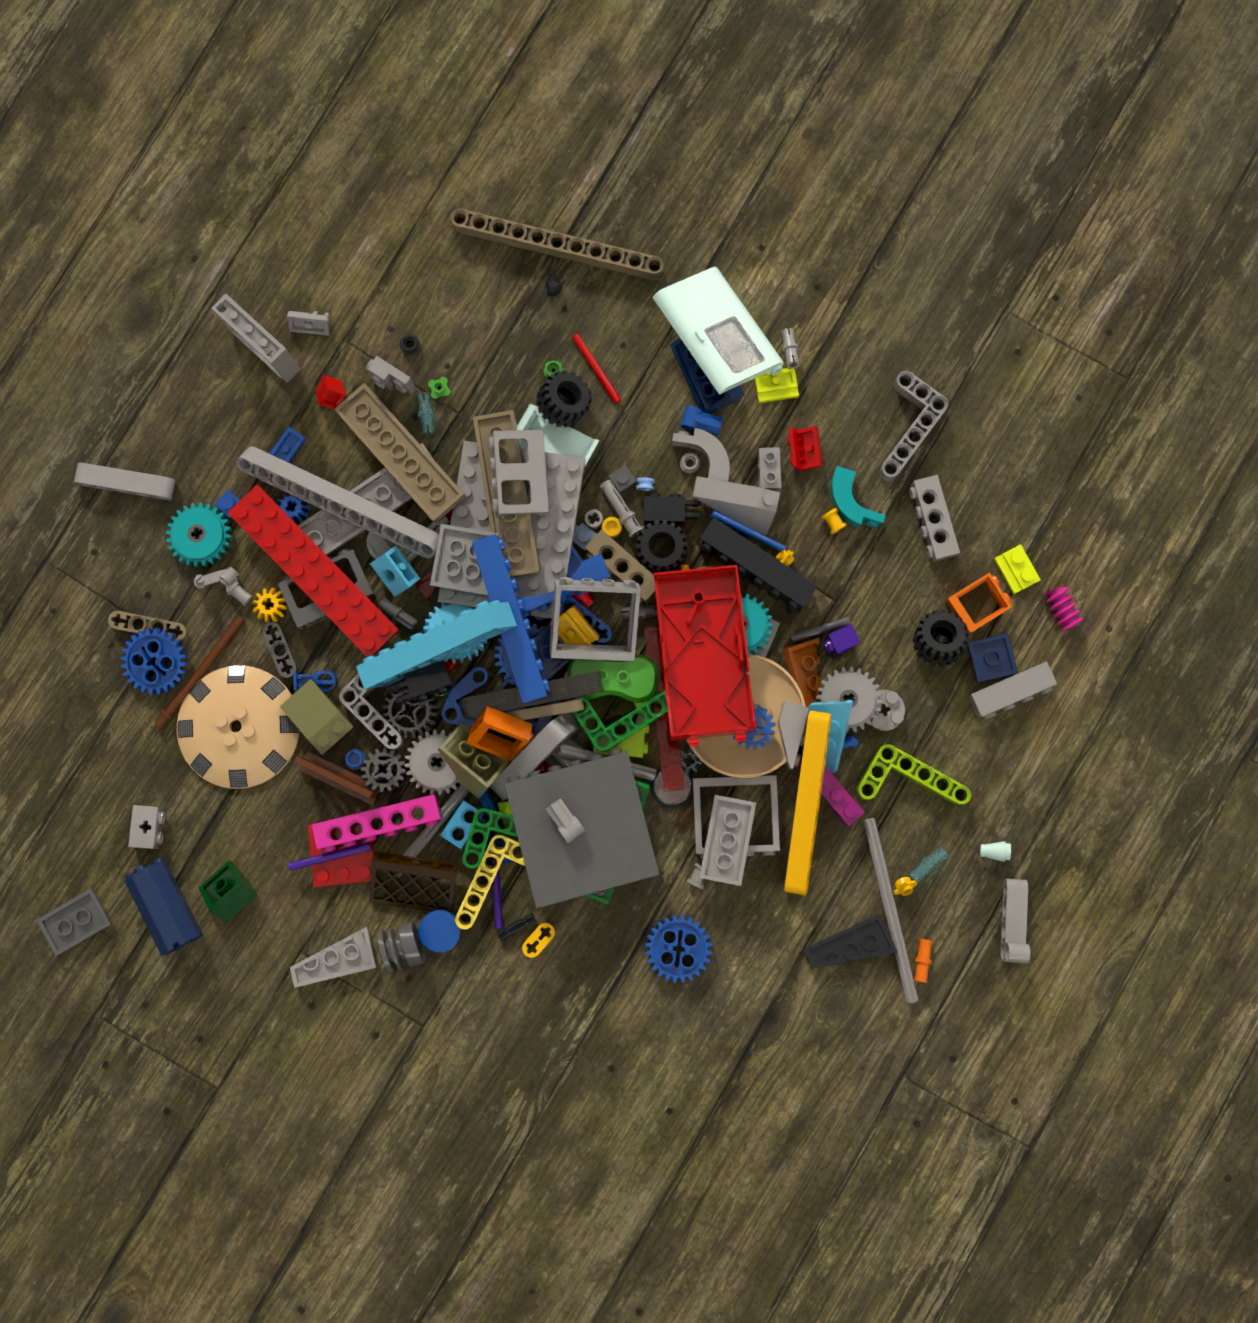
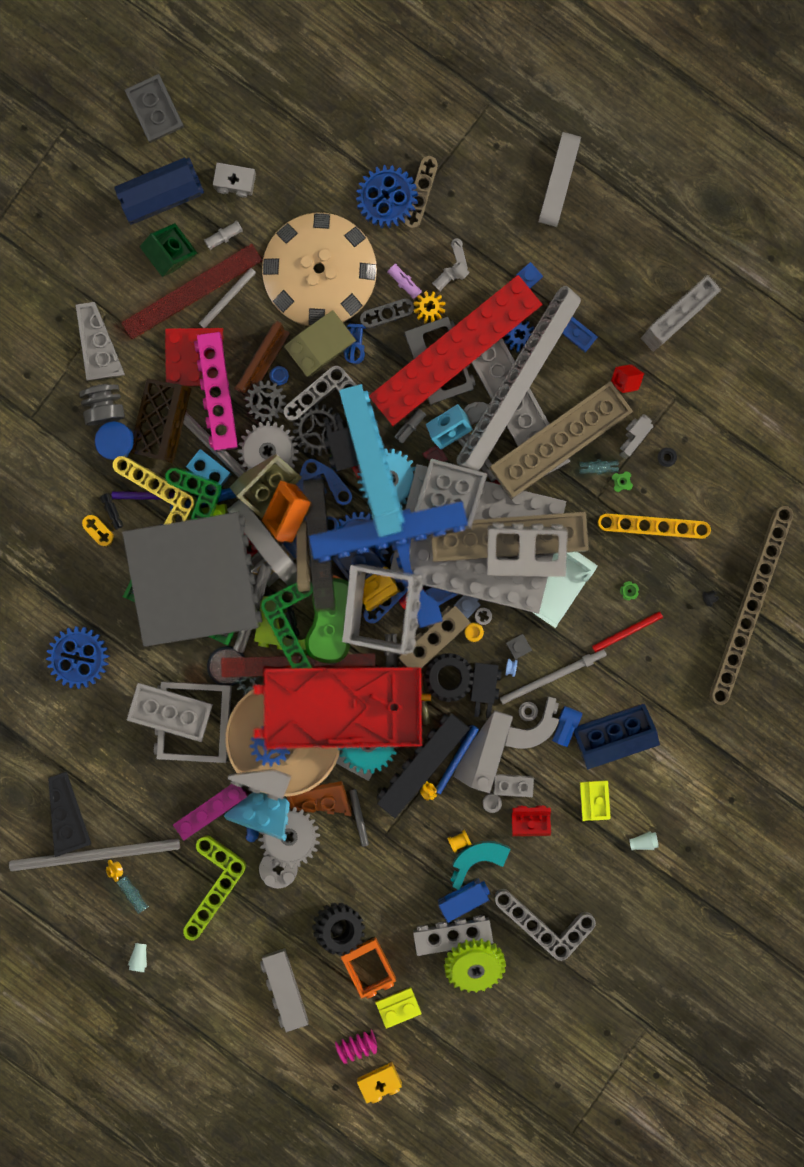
camera: 90 degrees right, 5 degrees up
(167, 714) = (336, 204): reddish brown bar -> none
(188, 526) = (511, 235): teal gear -> none
(207, 833) = (223, 235): none -> light grey pin
(244, 634) = (404, 281): none -> lavender pin
(271, 862) = (192, 291): none -> clear red tile
(275, 823) = (226, 299): none -> light grey bar
(308, 323) = (695, 363): light grey plate -> none
(329, 856) = (190, 345): dark purple bar -> none
(479, 371) = (653, 529): none -> yellow beam
(567, 824) = (195, 566): light grey piece -> none
(573, 389) = (607, 608): black tyre -> none
(626, 516) = (485, 645): light grey pin -> none
(630, 407) = (586, 660): none -> light grey bar
(694, 879) = (138, 678): light grey bush -> none
(718, 330) = (650, 750): light aqua piece -> none
(790, 348) = (628, 817): light grey pin -> none
(790, 491) = (492, 803): none -> light grey tile
(808, 802) = (197, 789): yellow beam -> none
(814, 330) = (644, 842): none -> light aqua cone
(841, 641) = (344, 835): dark purple brick -> none
(898, 511) = (464, 900): none -> blue window
(923, 960) = (45, 879): orange pin -> none
(963, 491) = (475, 965): none -> lime gear
(992, 658) = (317, 974): dark blue plate -> none
(1014, 922) = (71, 967): light grey beam -> none
(1099, 591) = (386, 1074): none -> yellow brick

